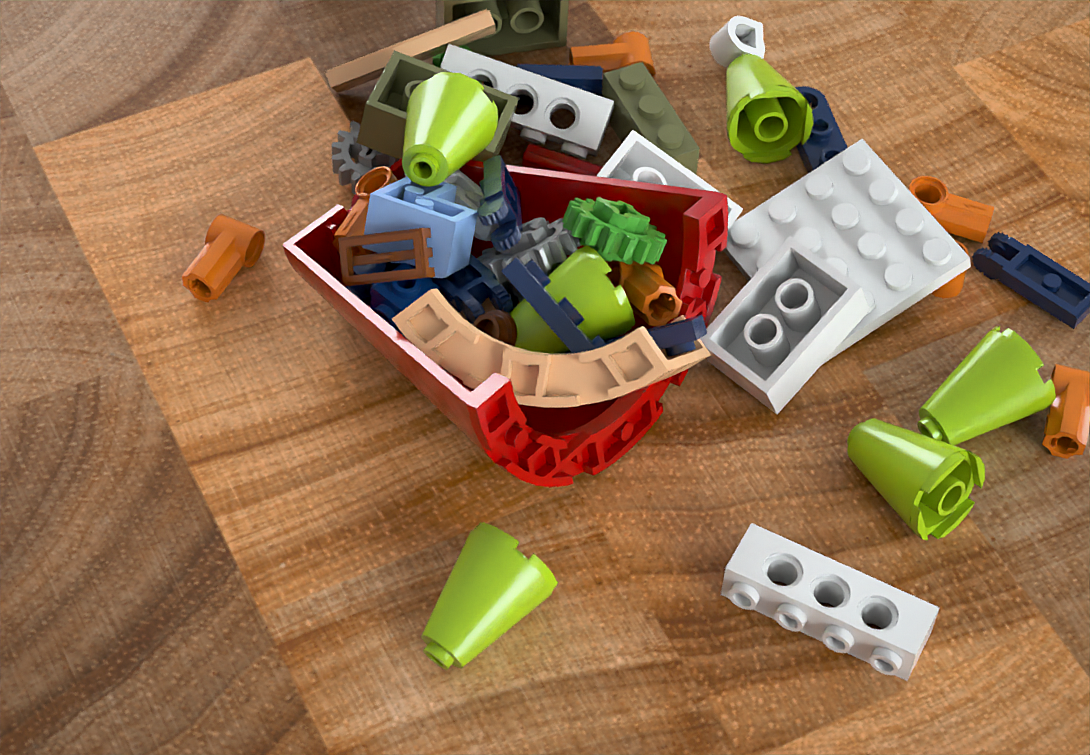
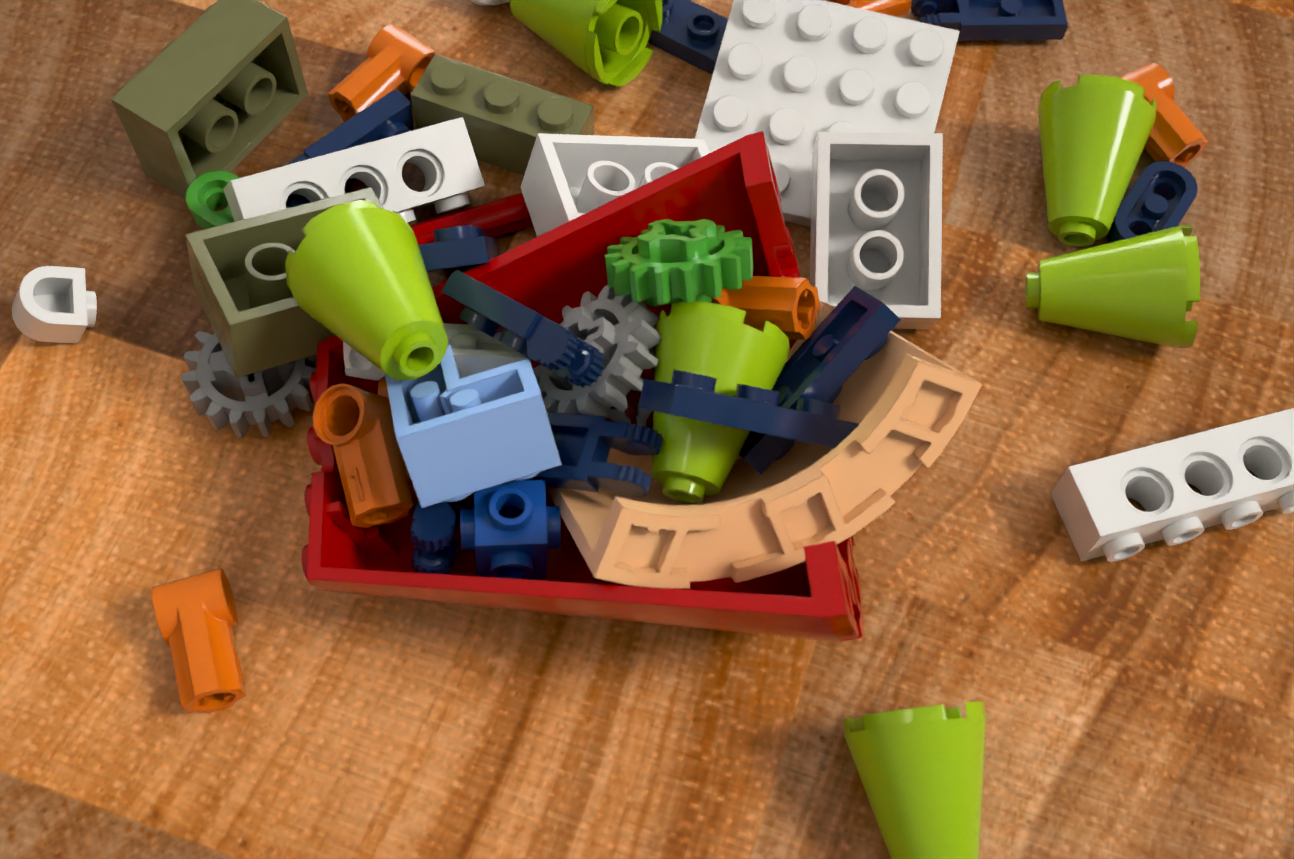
camera: 45 degrees left, 10 degrees up
(316, 53) = (54, 305): none -> white plate
(419, 47) = (183, 214): light nougat tile -> none
(419, 253) = (520, 461): dark orange tile -> none
(498, 325) = (684, 480): reddish brown plate -> none
(524, 153) = (458, 248): none -> dark blue plate
(1000, 450) = (1155, 201): none -> dark blue plate

